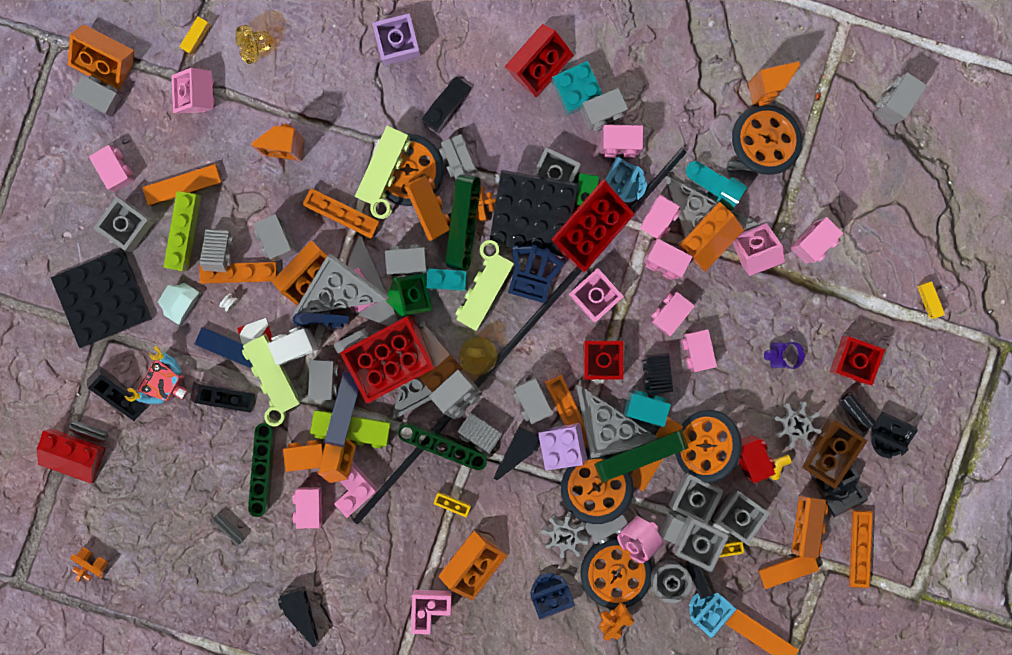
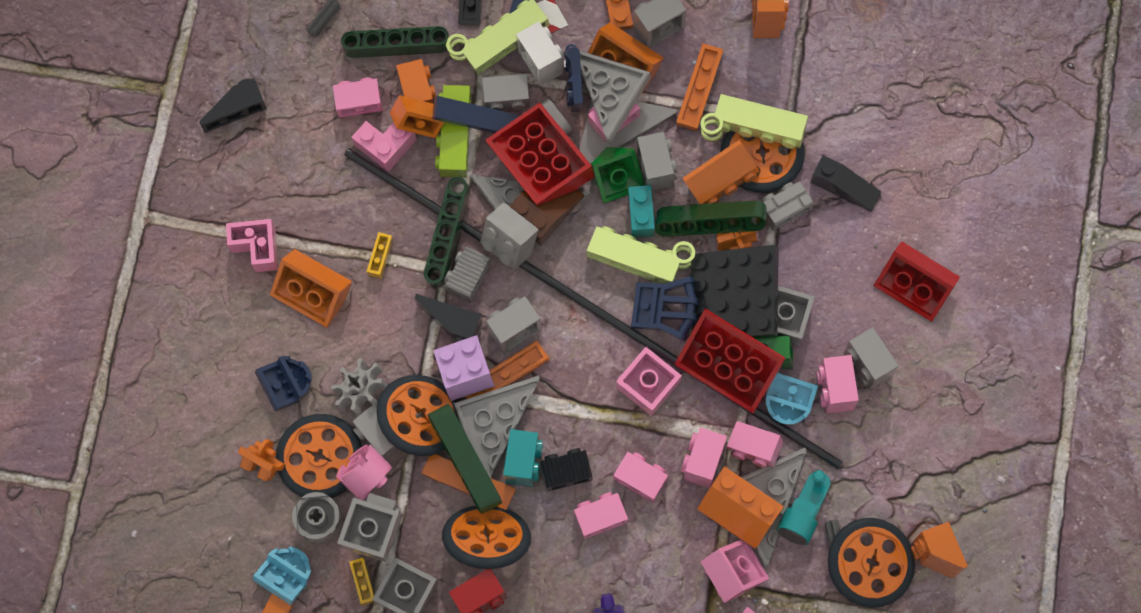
camera: 80 degrees right, 15 degrees down
(396, 39) = (909, 117): lavender brick -> none
(478, 355) = (557, 260): clear yellow tile -> none
(576, 87) = (893, 324): teal brick -> none
(603, 360) = (573, 400): red brick -> none
(695, 498) = (420, 533): light grey brick -> none
(701, 580) = (322, 555): black axle -> none

